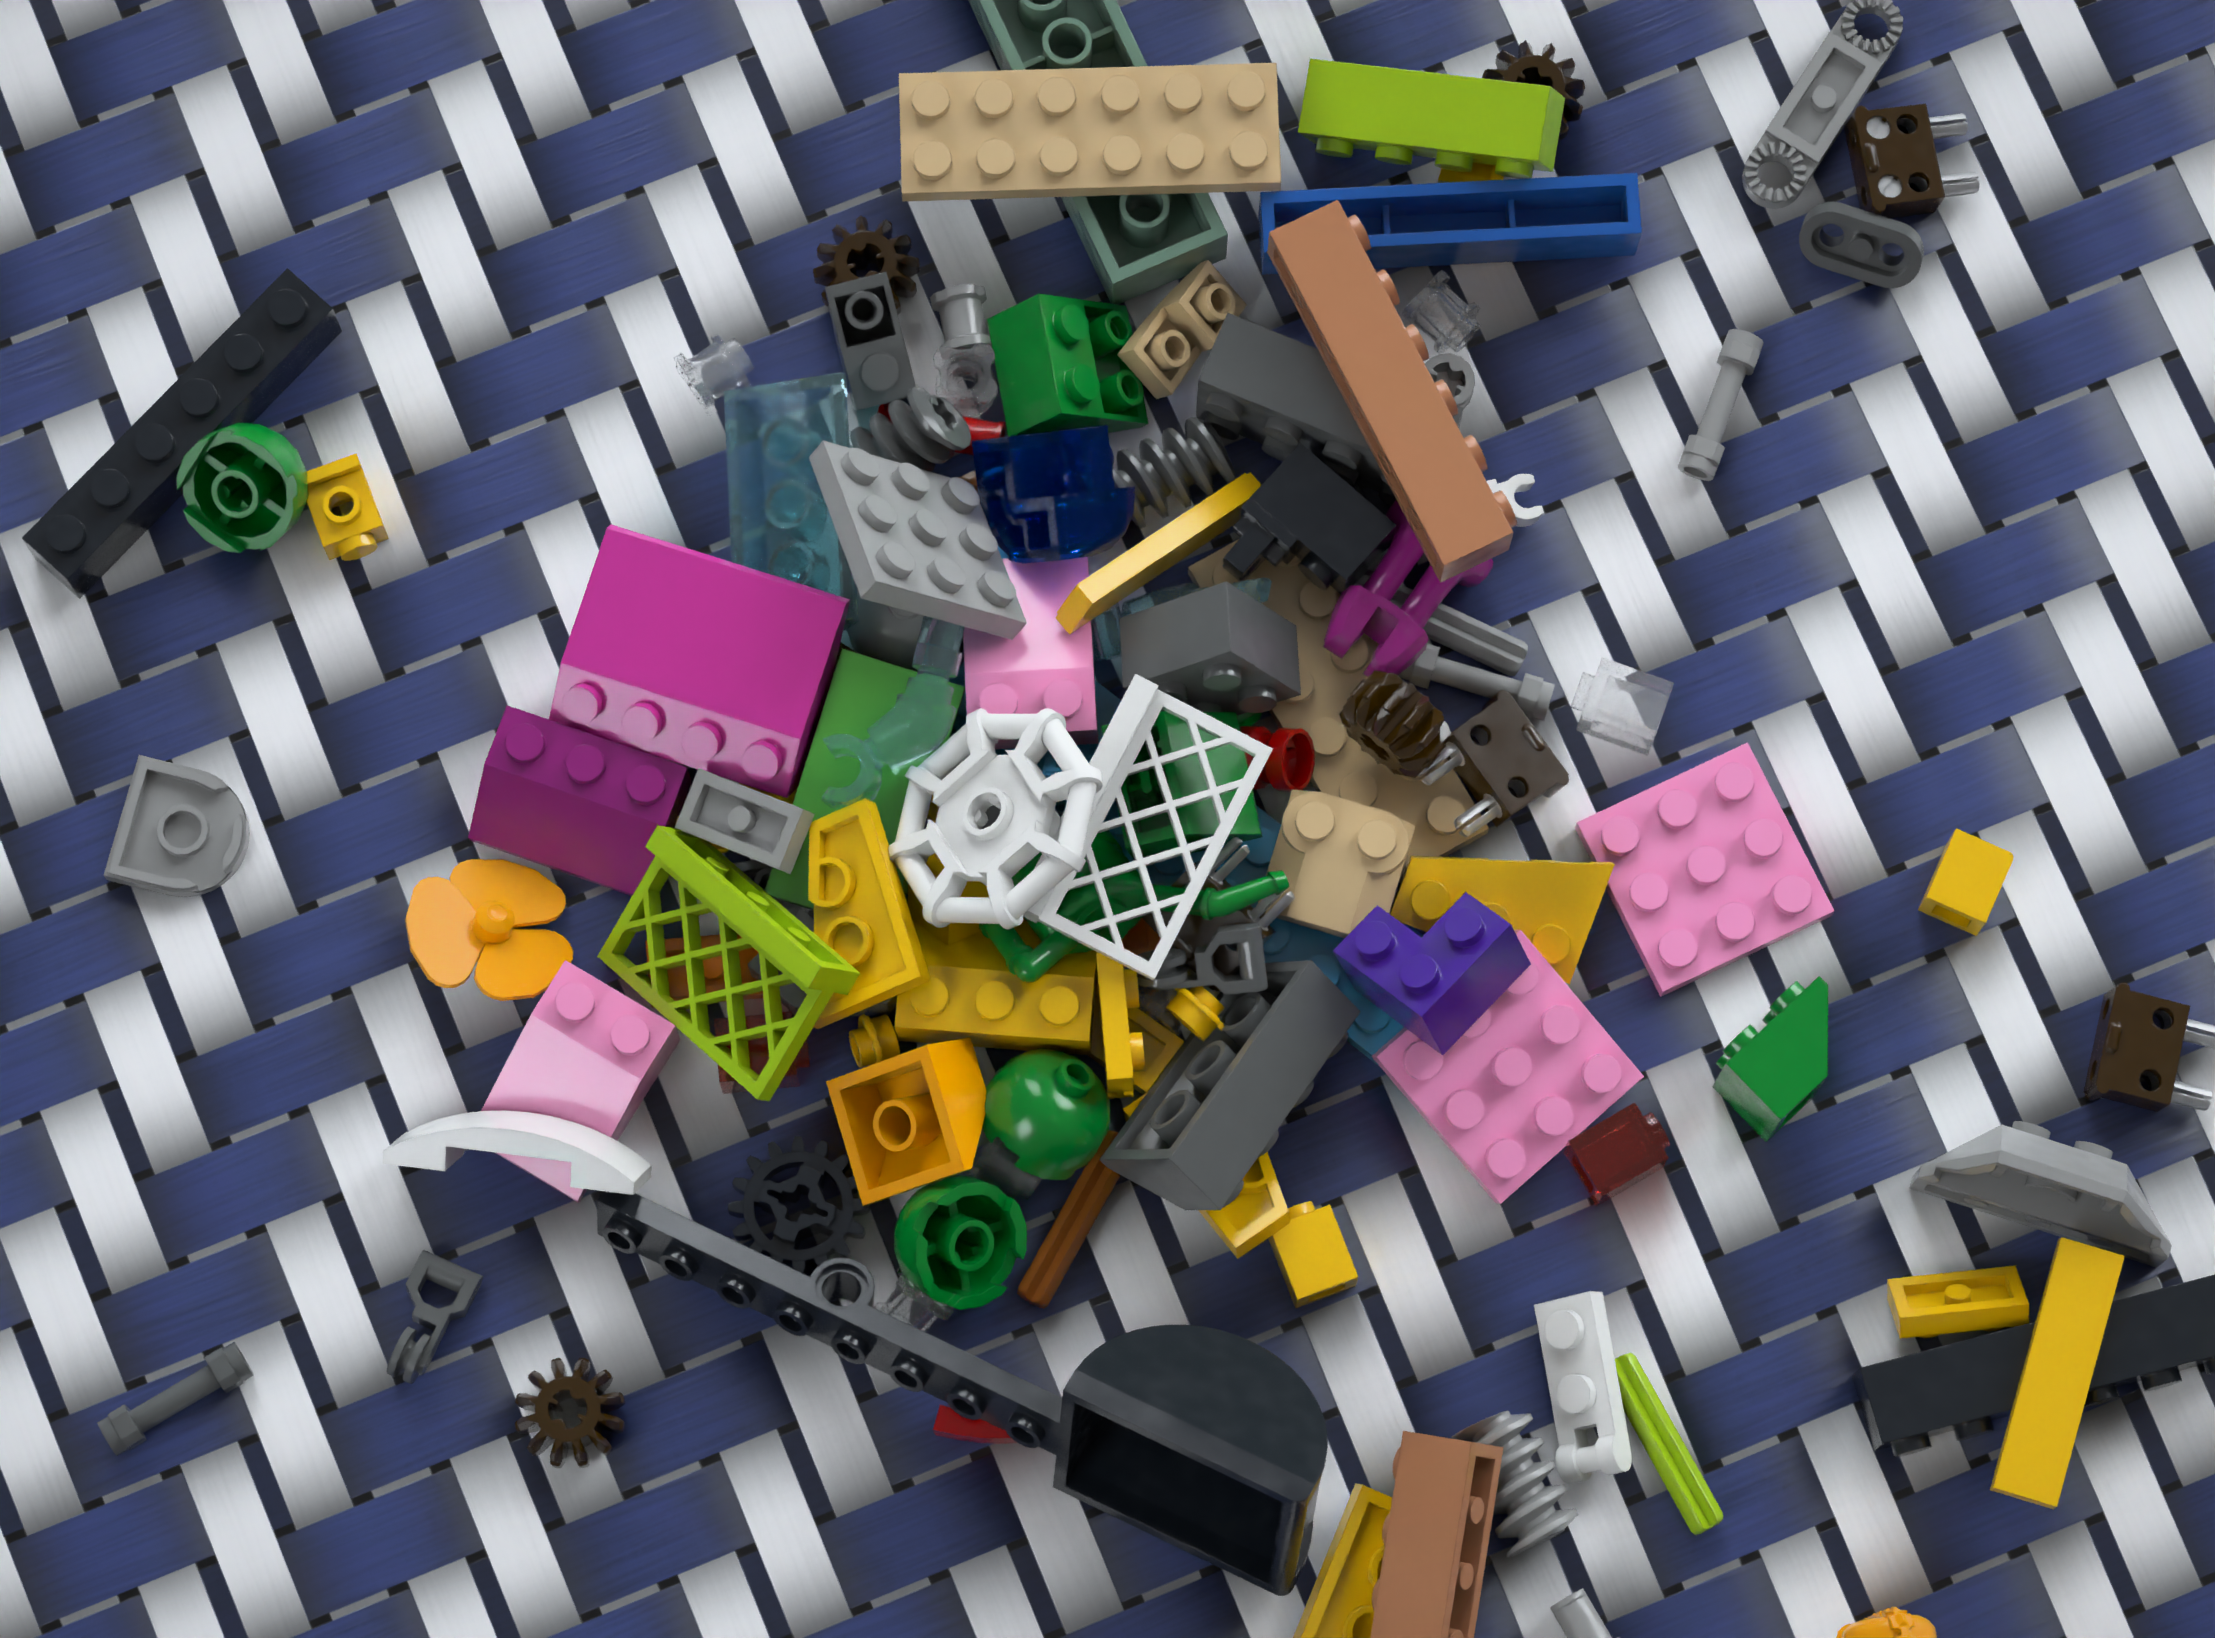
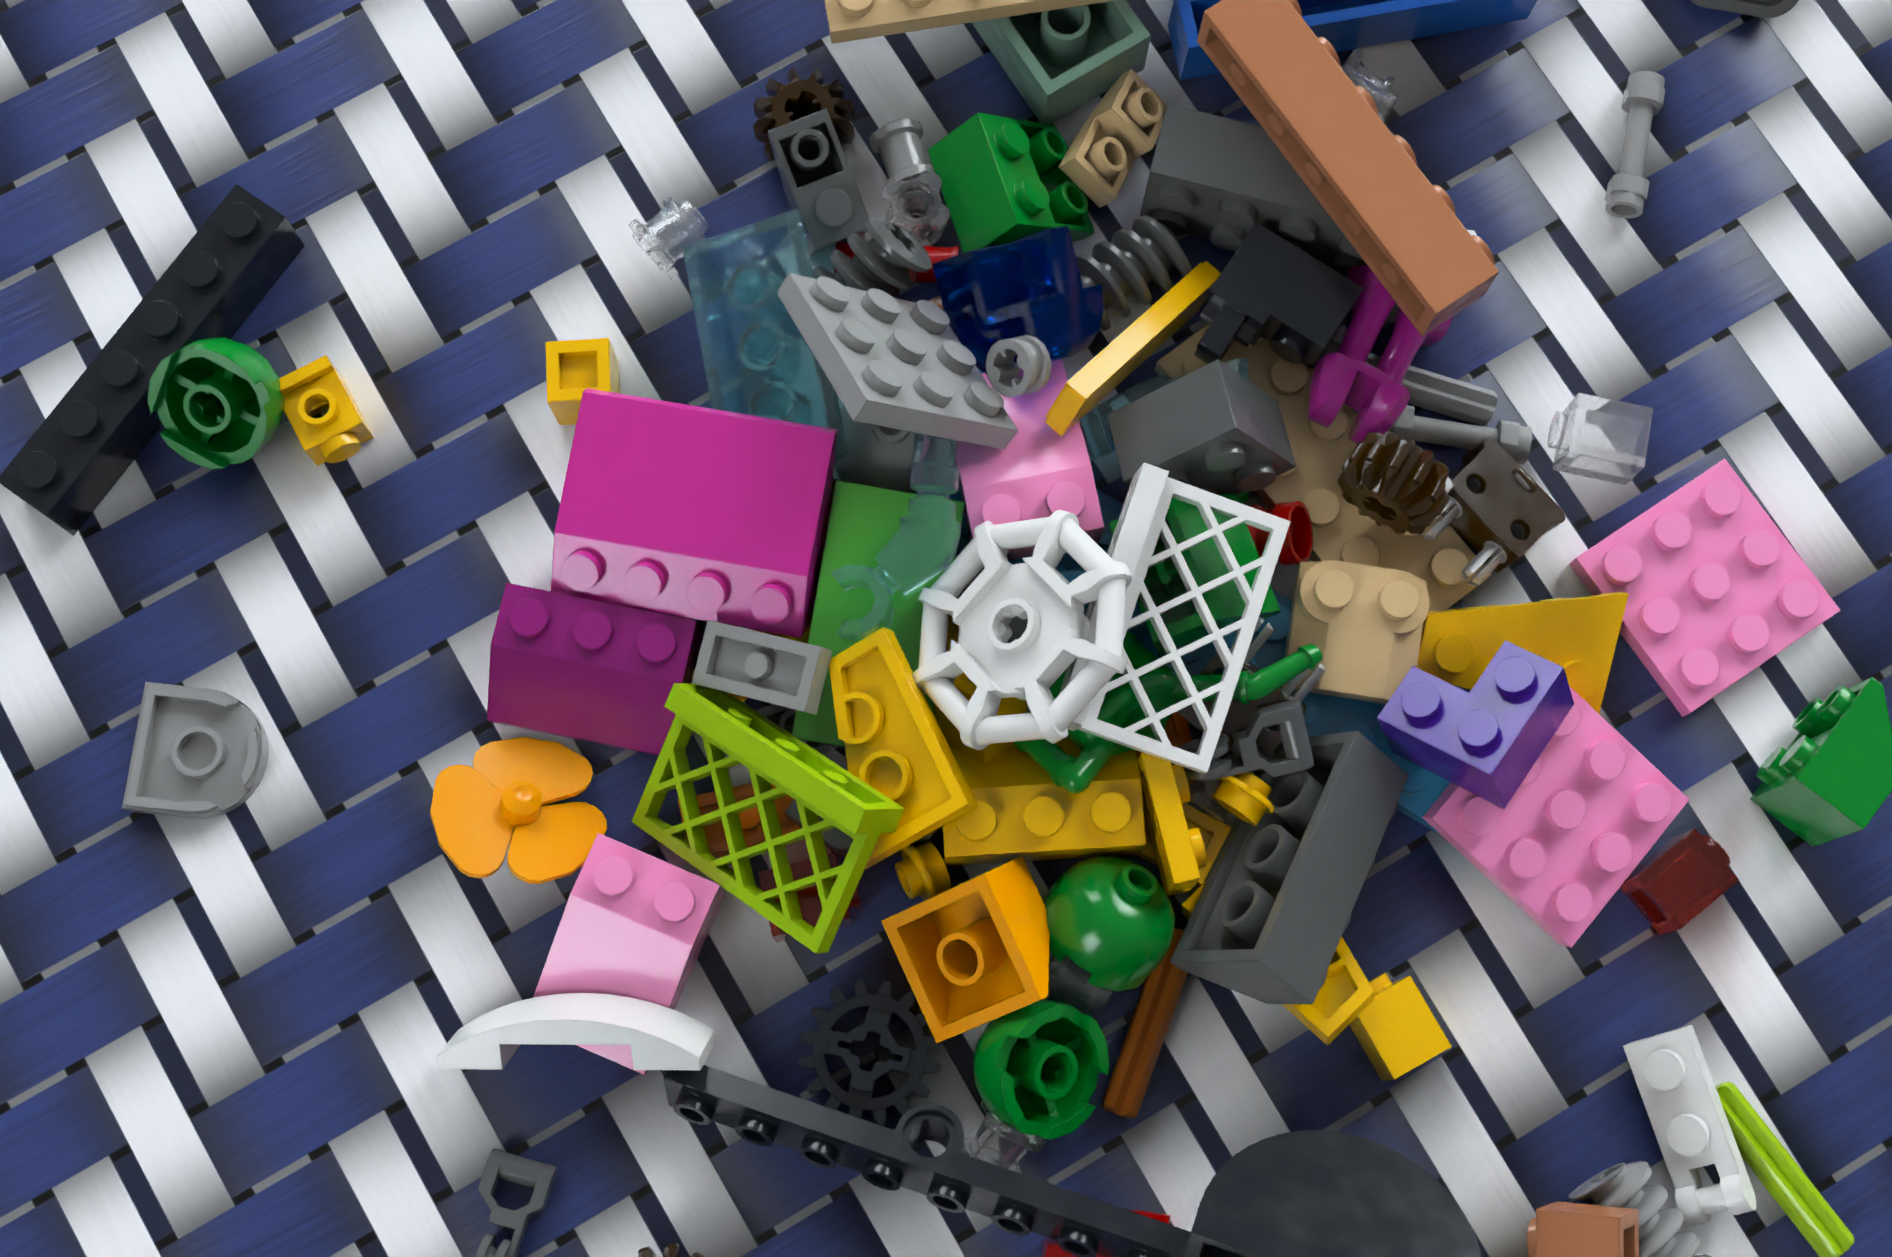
camera: 10 degrees left, 0 degrees up
(602, 501) = (575, 367): none -> yellow panel
(1022, 560) = (1031, 358): none -> light grey bush

